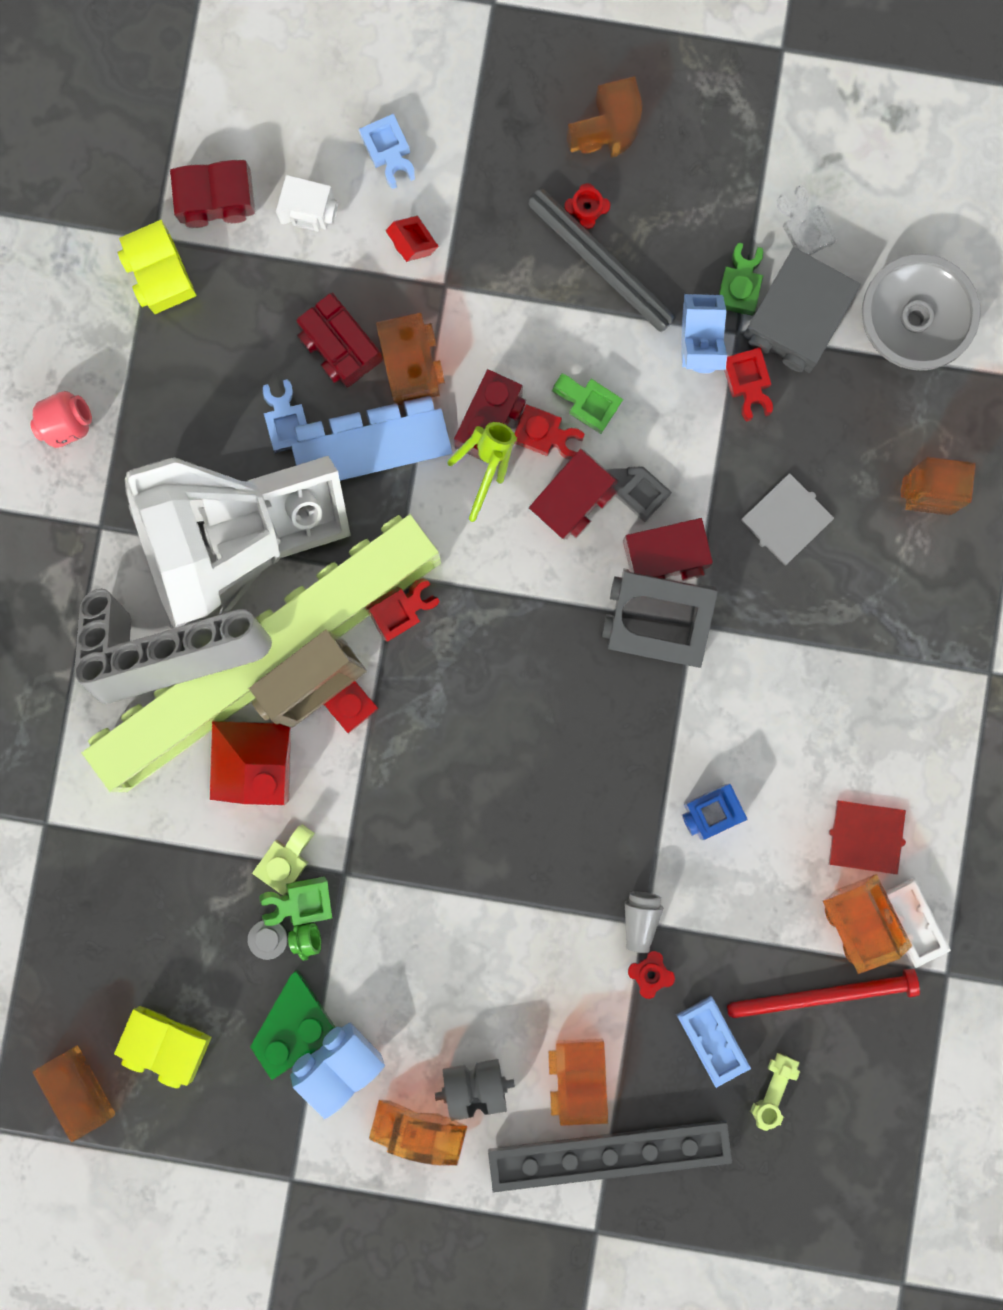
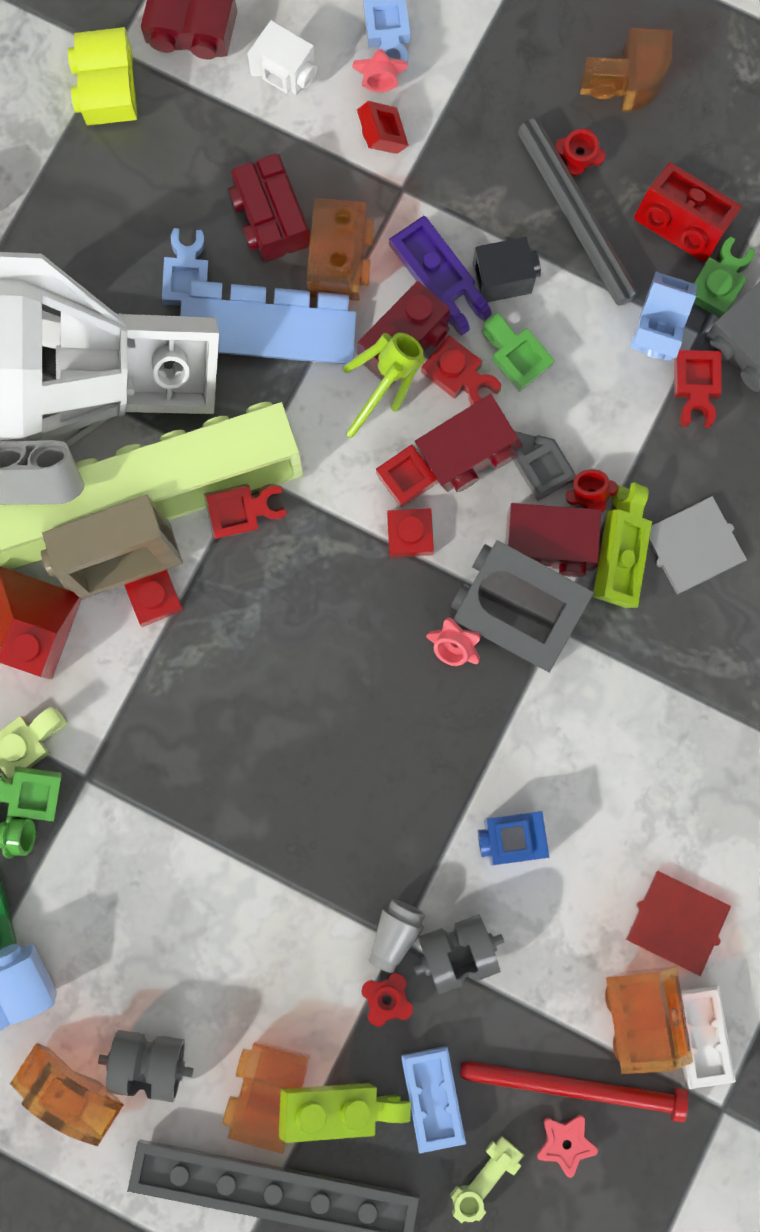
camera: 15 degrees right, 5 degrees down
(394, 189) = (380, 71): none -> coral plate
(499, 350) = (439, 270): none -> dark purple hinge
(529, 537) = (406, 476): none -> red plate
(547, 584) = (410, 532): none -> red plate
(557, 332) = (505, 269): none -> black brick
(615, 668) = (454, 644): none -> coral plate
(640, 1076) = (337, 1112): none -> lime plate
(686, 493) = (591, 490): none -> red plate
(695, 232) = (686, 212): none -> red bracket
(698, 920) = (459, 954): none -> dark grey wheel
(729, 541) = (624, 548): none -> lime plate
(820, 1038) = (557, 1134): none -> coral plate

